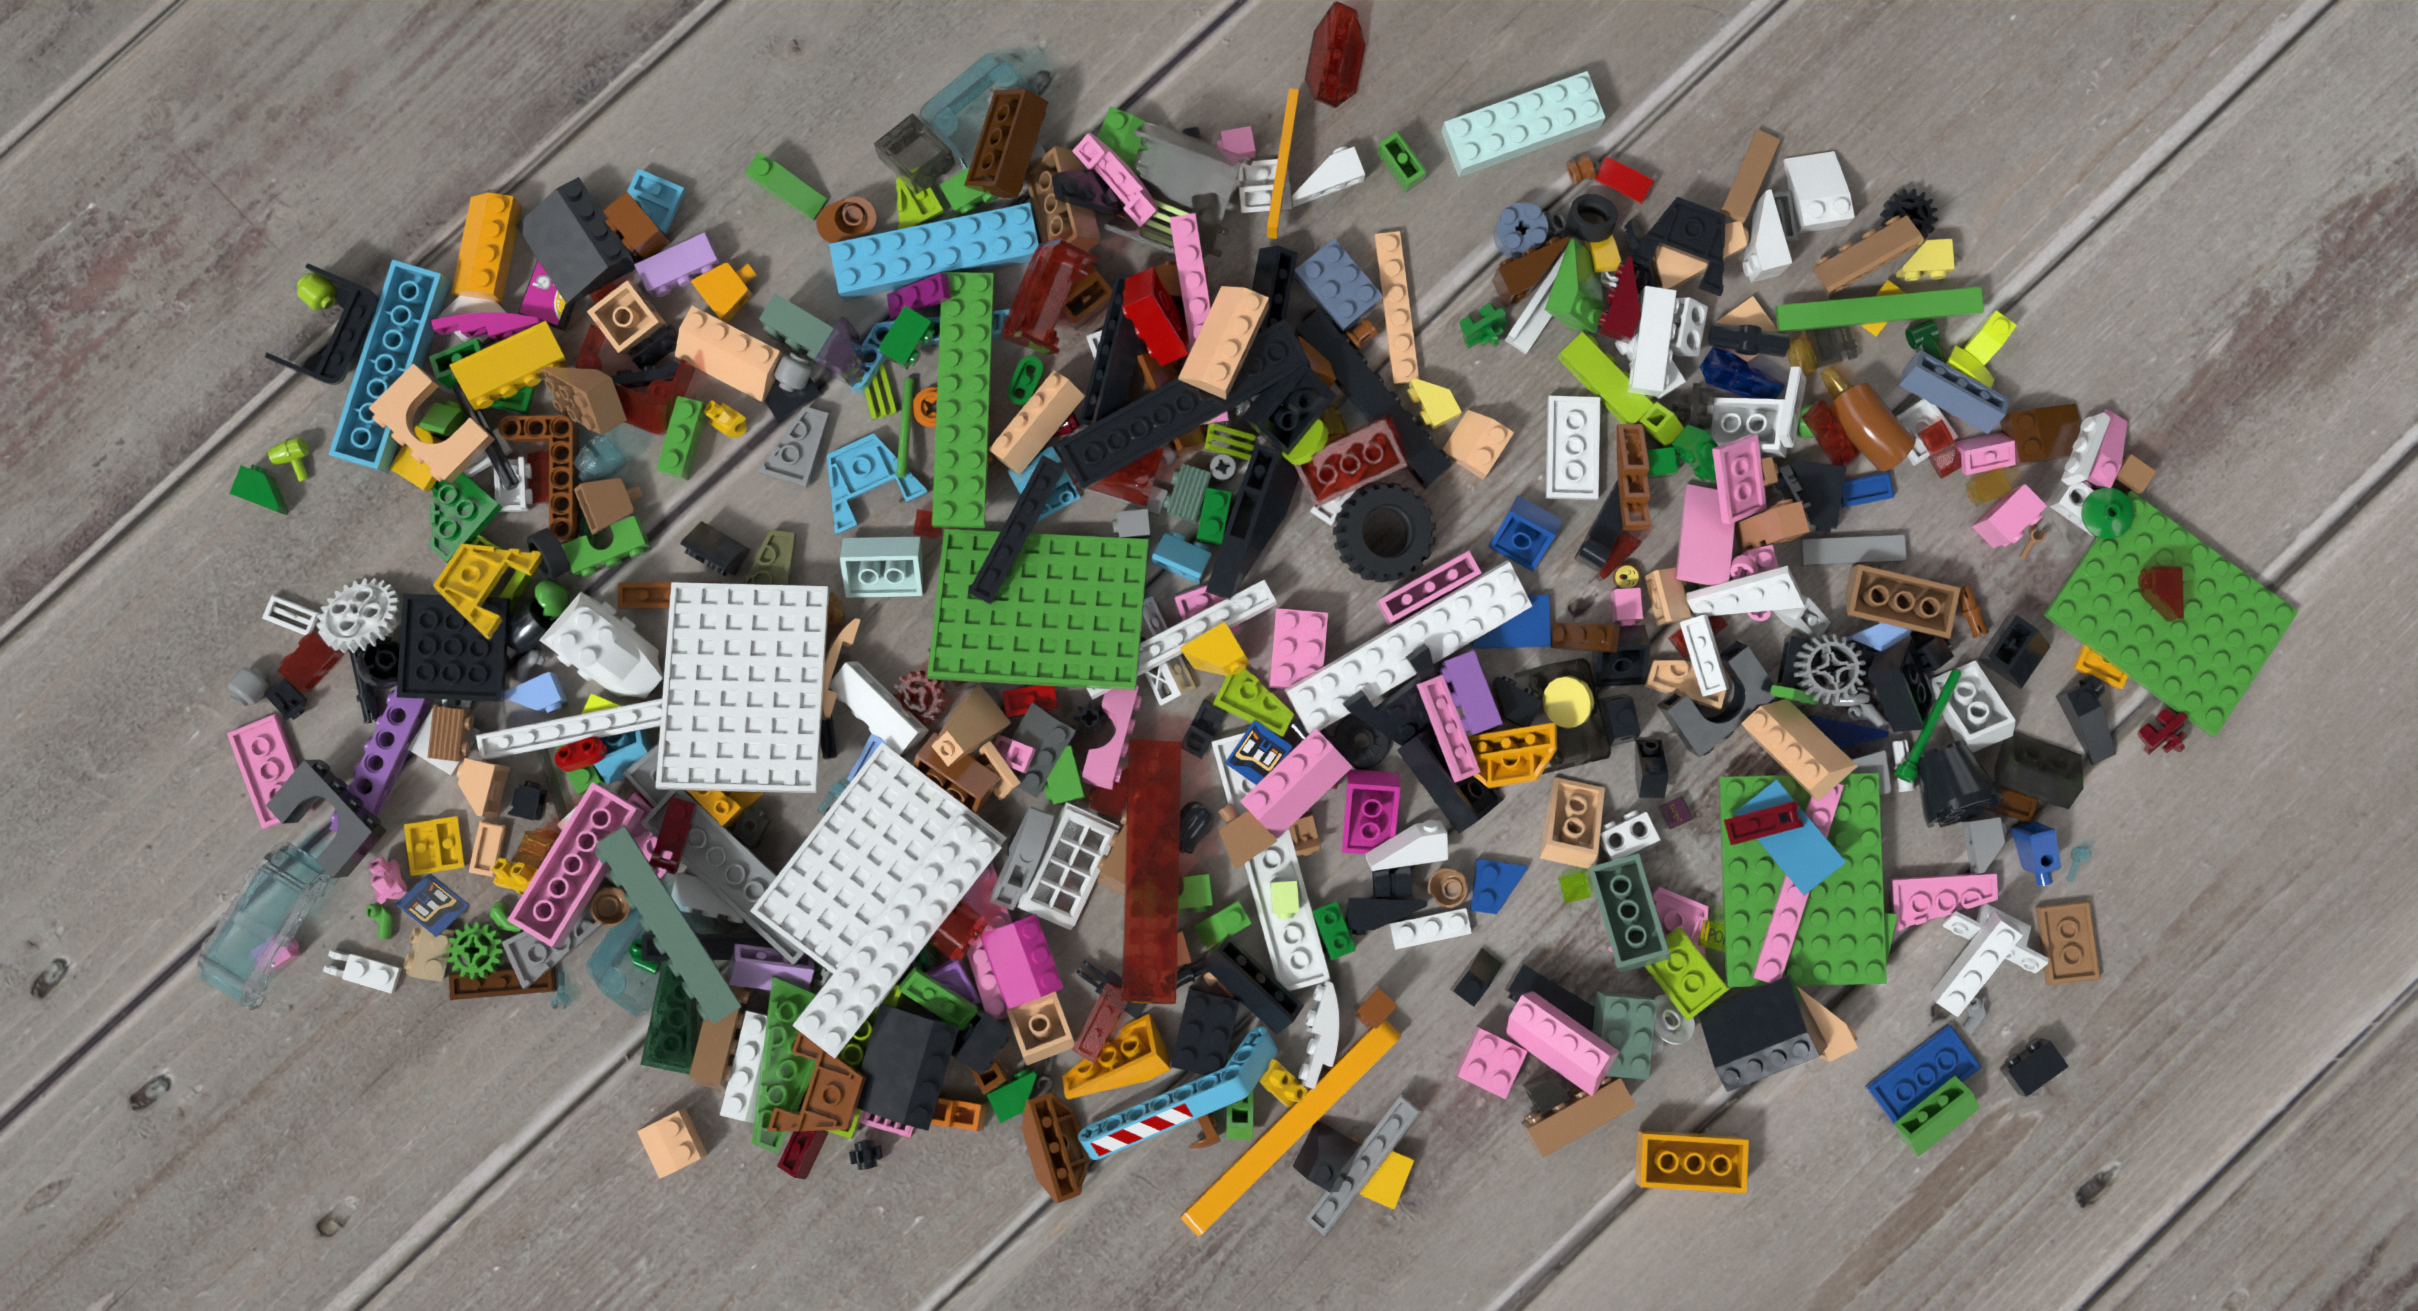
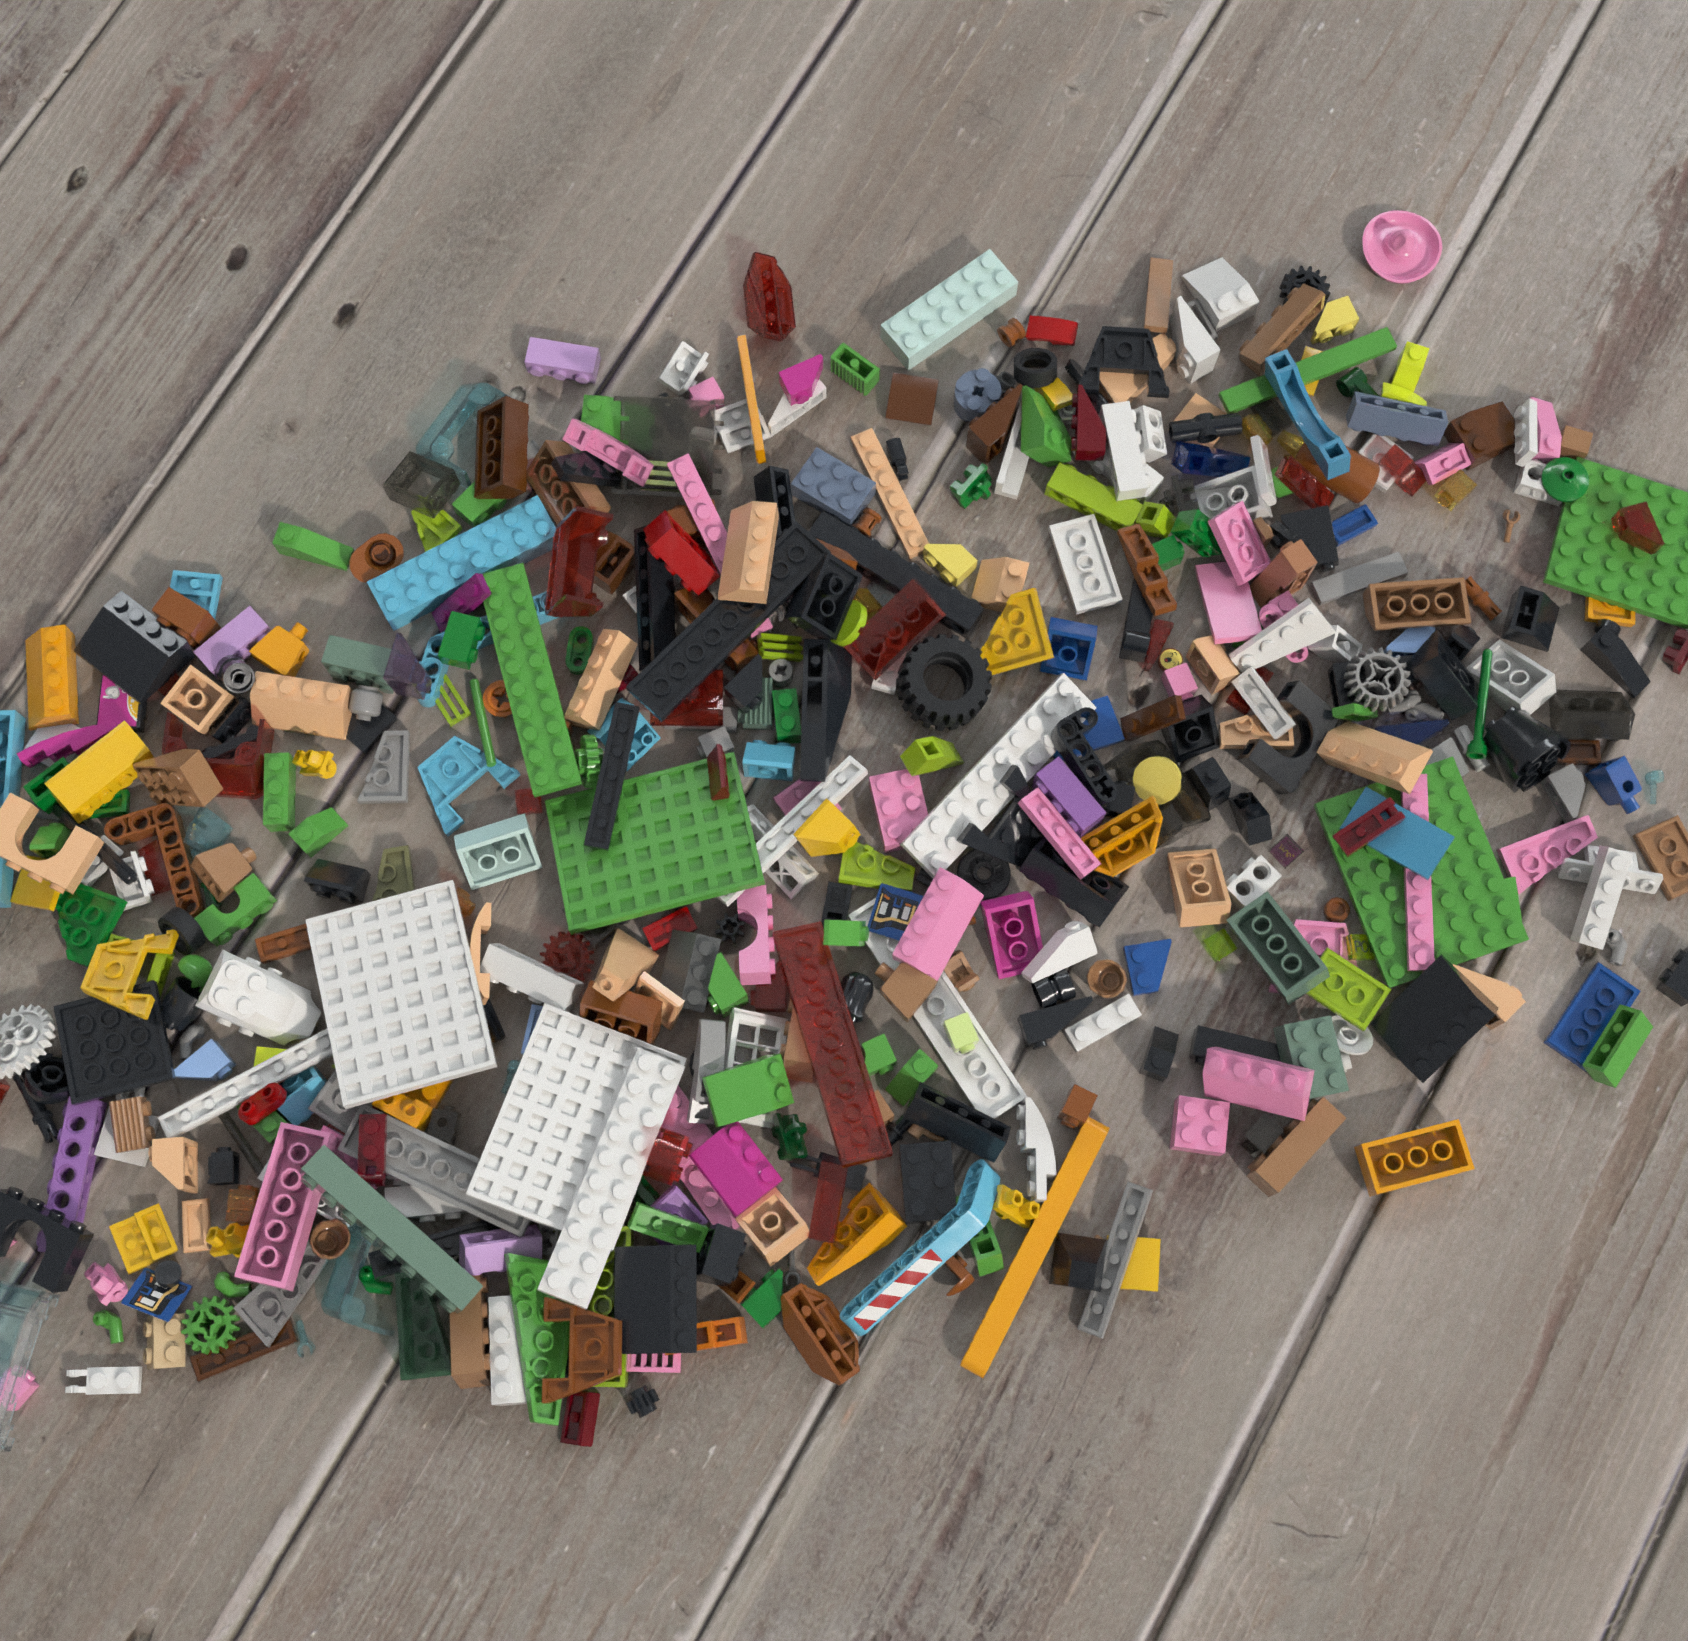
camera: 20 degrees left, 10 degrees down
(448, 888) = (168, 1274): none -> black tile
(670, 302) = (235, 674): none -> wheel
(672, 1143) = (451, 1451): light nougat slope -> none
(710, 490) = (318, 831): none -> bright green slope
(999, 503) = (589, 760): none -> bright green gear
(1014, 753) = (672, 976): bright pink slope -> none
(1056, 890) = (748, 1089): none -> bright green slope
(1084, 945) = (790, 1136): none -> dark green hips
(1099, 58) = (562, 360): none -> lavender brick
(1124, 559) = (718, 774): none -> slope
(1182, 476) = (747, 686): none -> black slope
(1201, 762) = (845, 933): none -> bright green slope
(1223, 106) = (683, 368): none -> white bracket
(1333, 930) = (1015, 1050): green brick -> none
(1340, 160) = (801, 379): none -> dark pink slope
(1346, 607) = (930, 755): none -> lime slope
(1416, 272) = (897, 457): none -> black bar
(1428, 588) = (998, 719): bright pink brick -> none
(1452, 211) = (912, 399): none -> reddish brown slope
(1476, 506) = (1018, 635): none -> yellow plate
(1504, 661) = (1089, 759): none -> black beam
(1704, 888) = (1336, 910): none -> dark orange tile
(1861, 396) = (1321, 441): none -> dark azure arch
(2009, 516) = (1484, 507): bright pink brick -> none
(2031, 198) = (1401, 246): none -> bright pink hat

